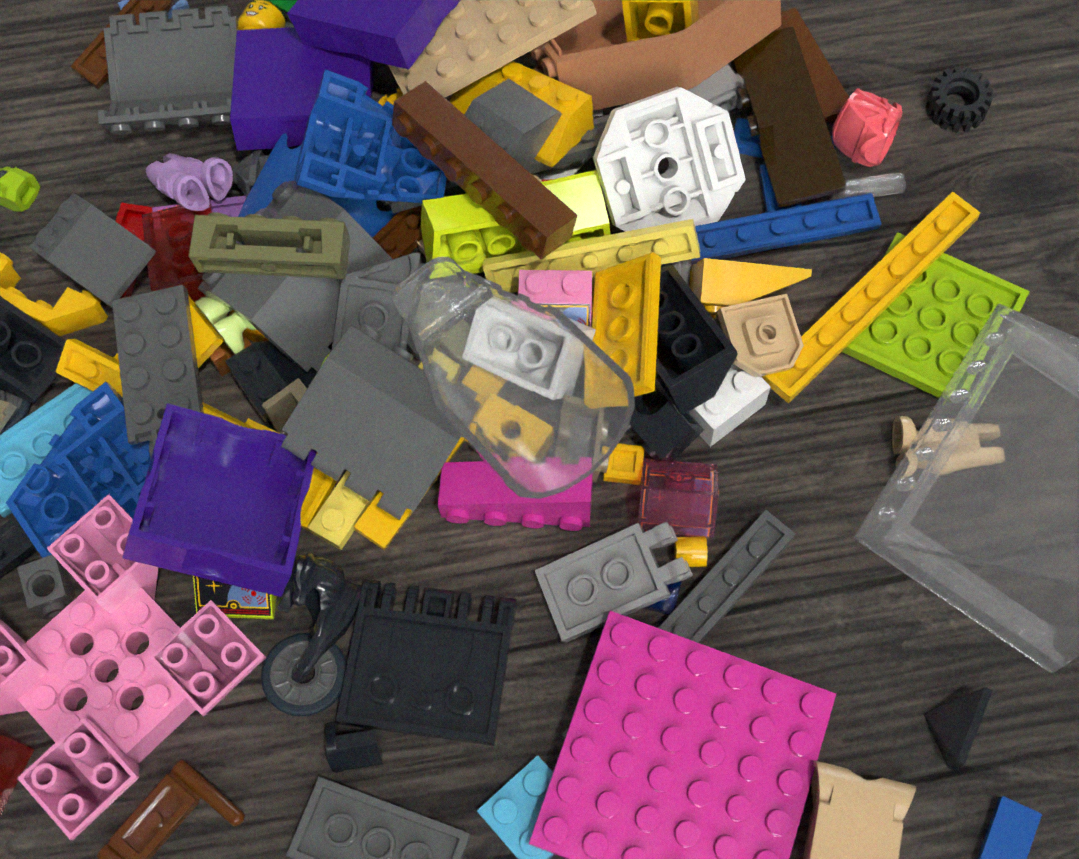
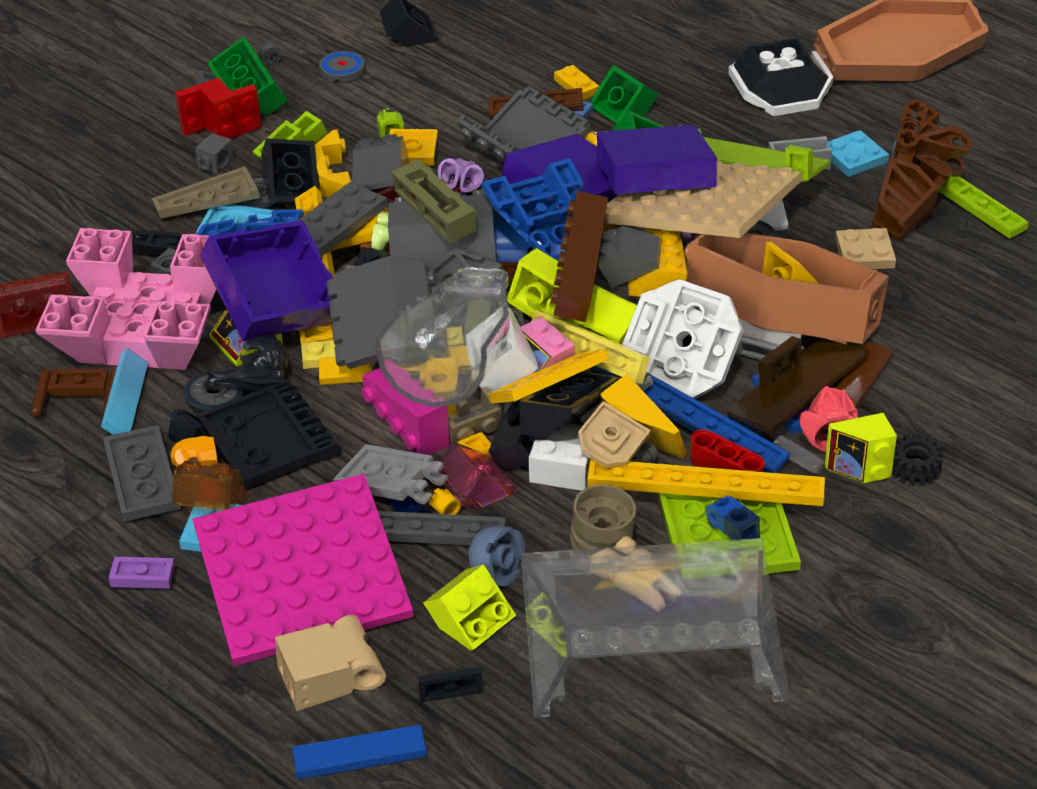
camera: 50 degrees right, 25 degrees down
(75, 176) = (419, 144): none -> yellow plate
(226, 780) = (124, 393): none -> medium azure tile
(406, 765) = (196, 449): none -> light orange rock
(492, 795) = (207, 485): none -> clear orange slope
(817, 560) = (499, 551): none -> sand blue cylinder
(849, 241) = (714, 451): none -> red beam
(869, 633) = (470, 607): none -> neon yellow slope
(873, 415) = (601, 517): none -> dark tan wheel
(935, 129) = (861, 448): none -> neon yellow slope
(948, 309) = (733, 519): none -> dark blue leg

